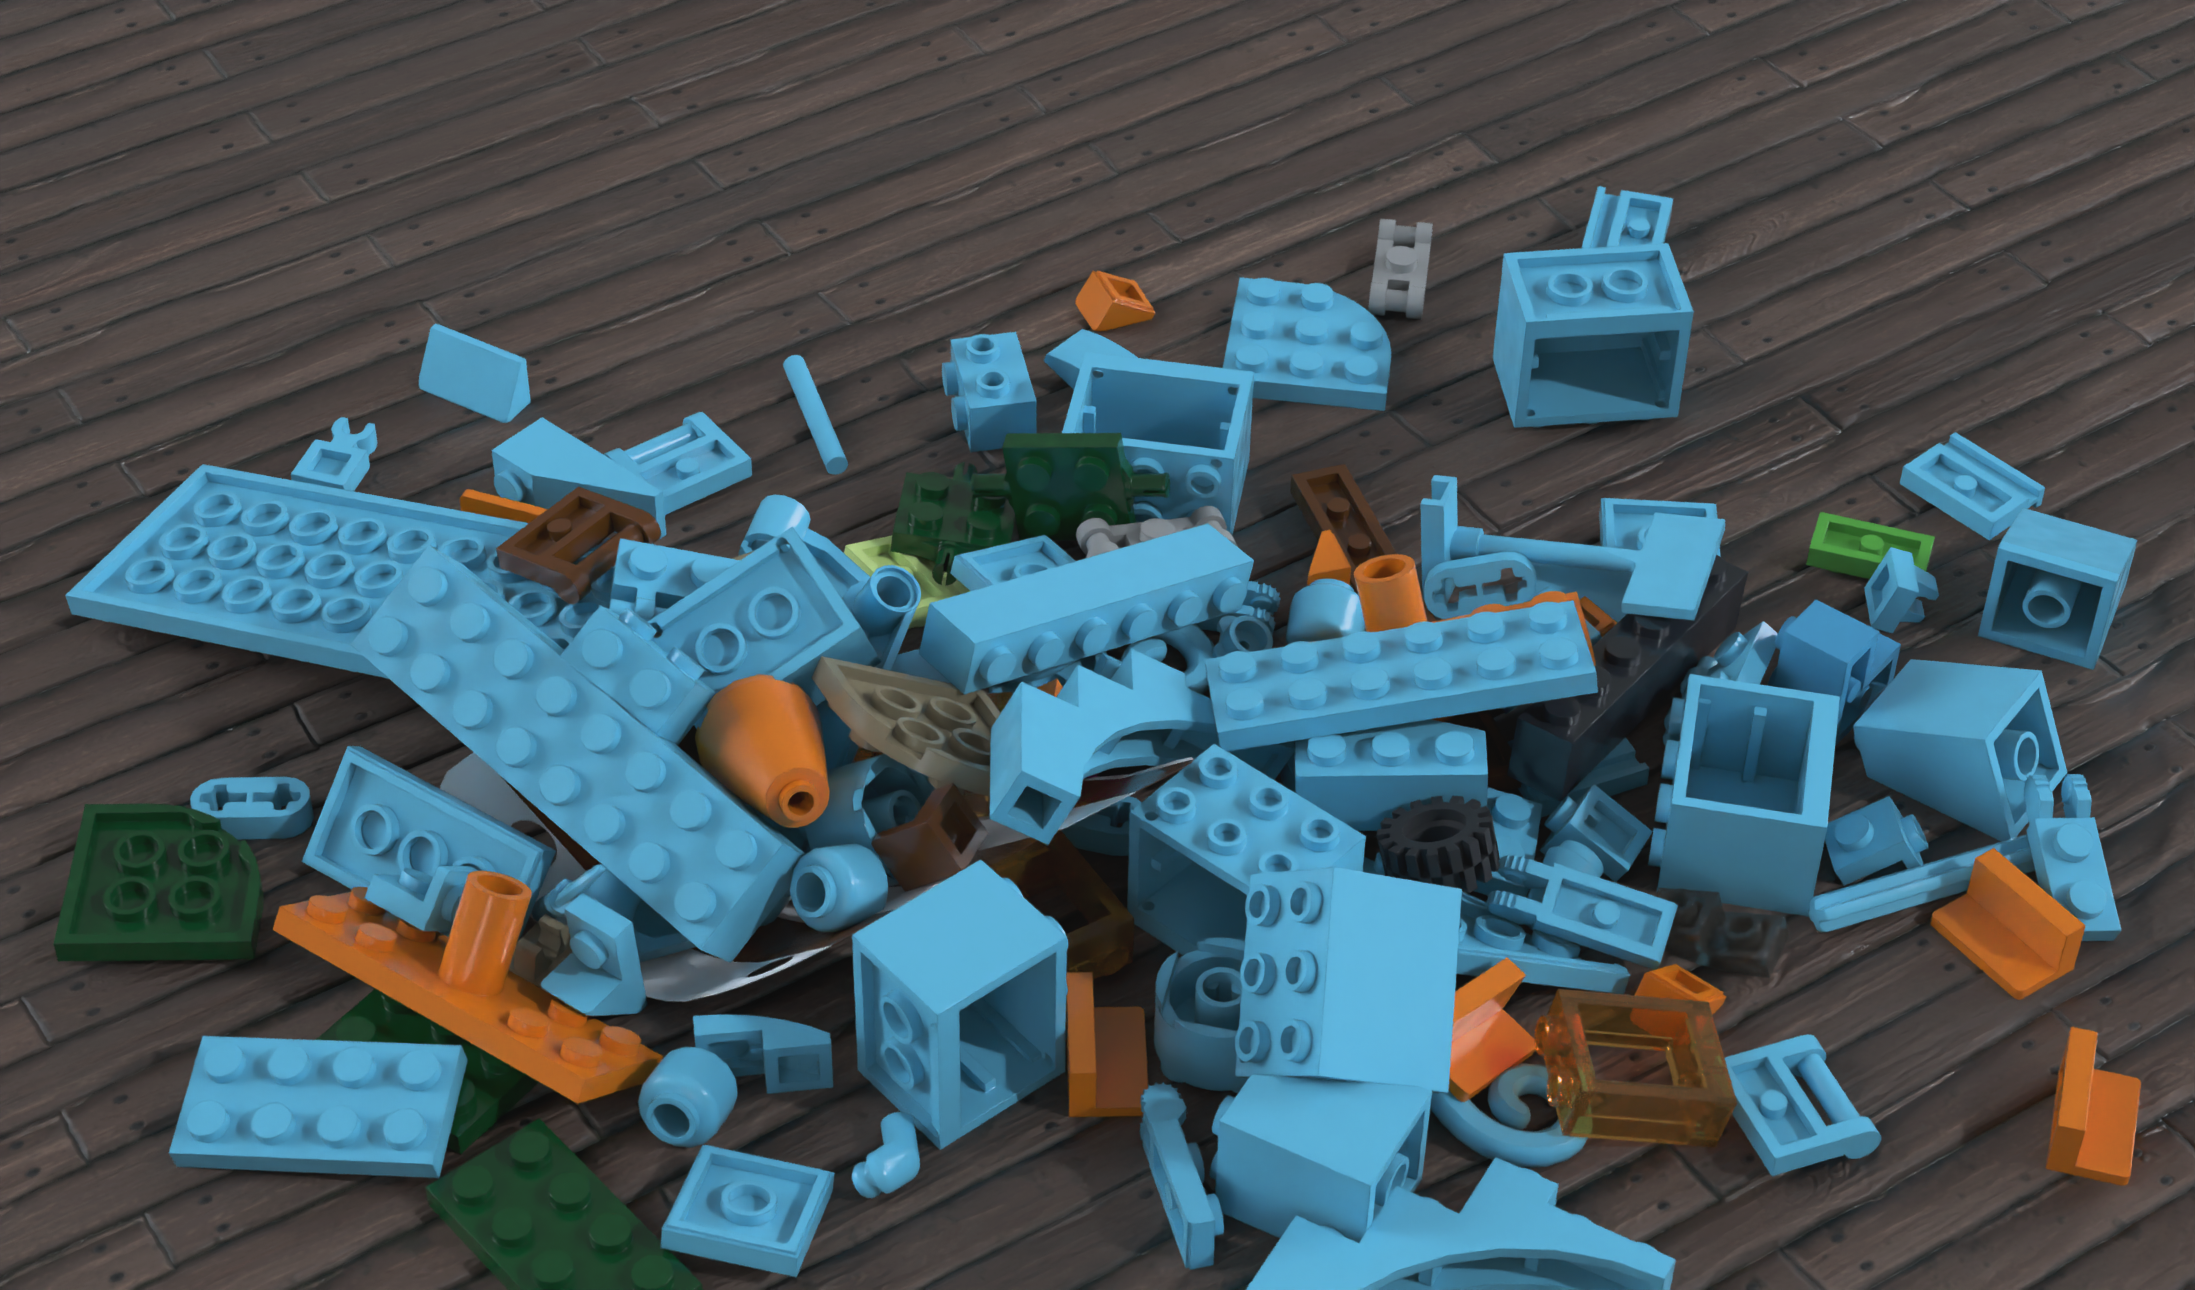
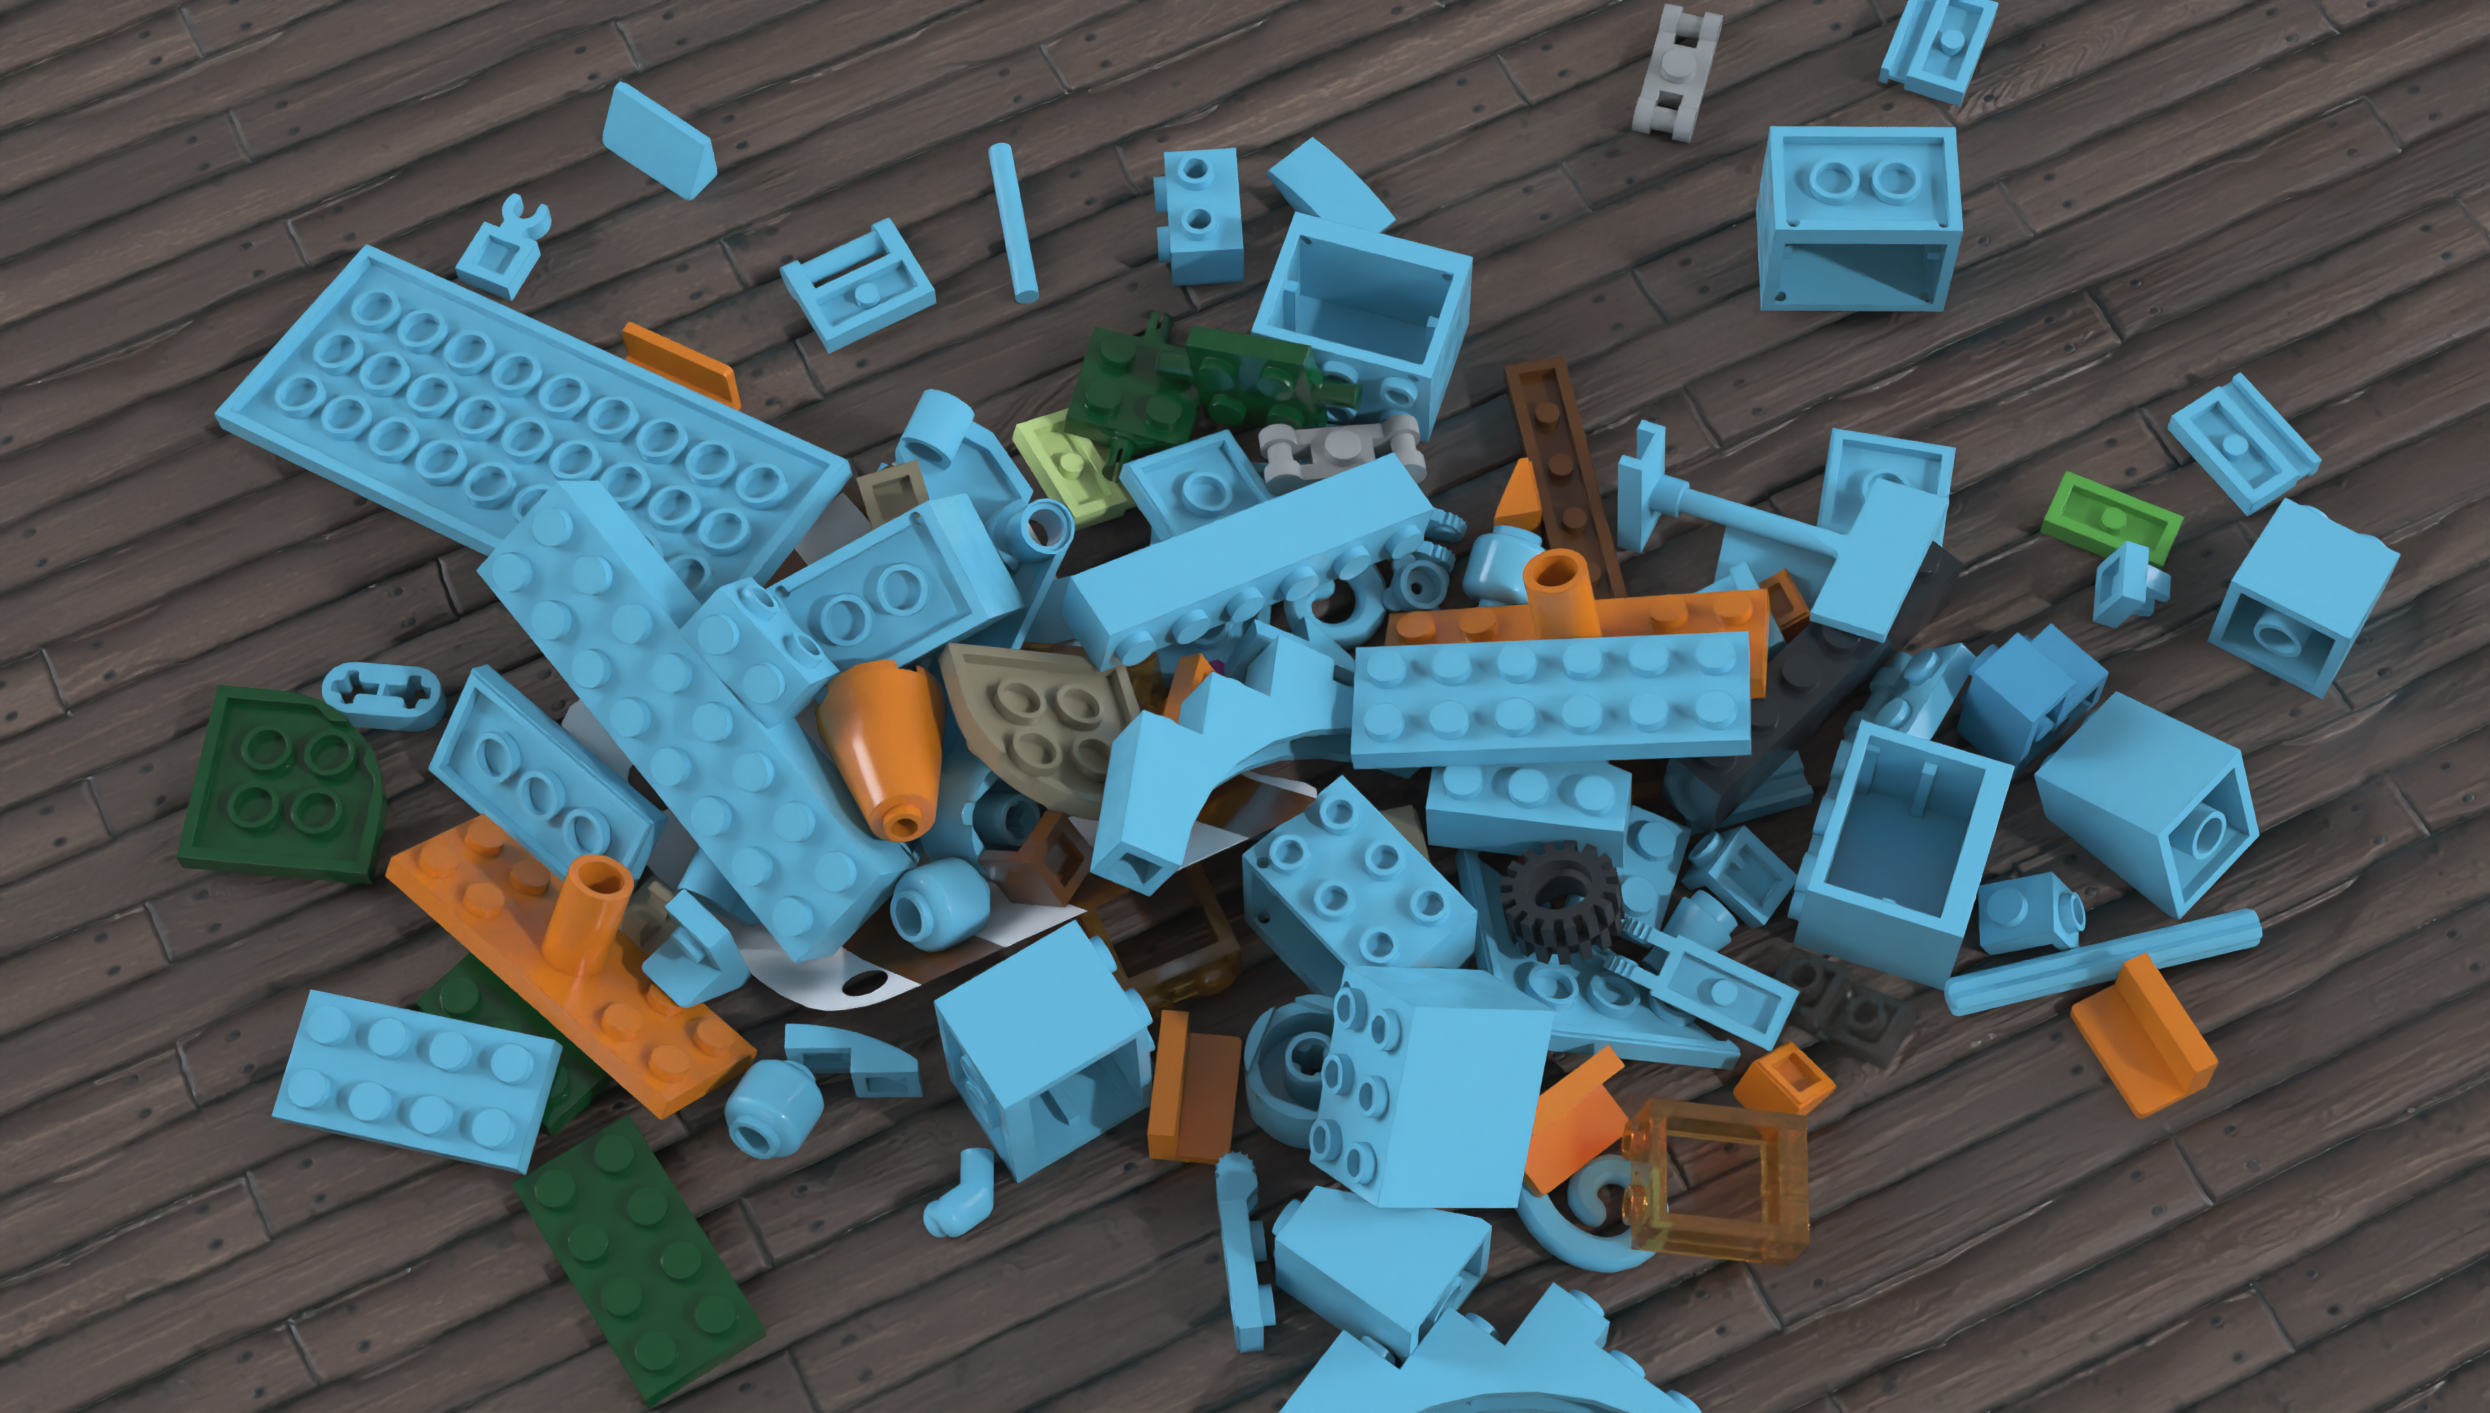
camera: 10 degrees right, 20 degrees up
(420, 898) = (532, 852): medium azure bracket -> none
(549, 463) = (743, 304): medium azure slope -> none
(564, 893) = (673, 870): medium azure piece -> none
(566, 532) = (714, 425): reddish brown plate -> none
(656, 577) = (810, 503): medium azure plate -> none
(748, 1210) = (817, 1246): medium azure plate -> none
(1112, 302) = (1355, 92): orange slope -> none
(1308, 345) = (1553, 175): medium azure plate -> none
(1477, 571) = (1674, 548): medium azure beam -> none
(1780, 1115) = (1855, 1241): medium azure plate -> none
(2070, 854) = (2228, 966): medium azure hinge -> none
(2092, 1116) = (2180, 1278): orange panel -> none

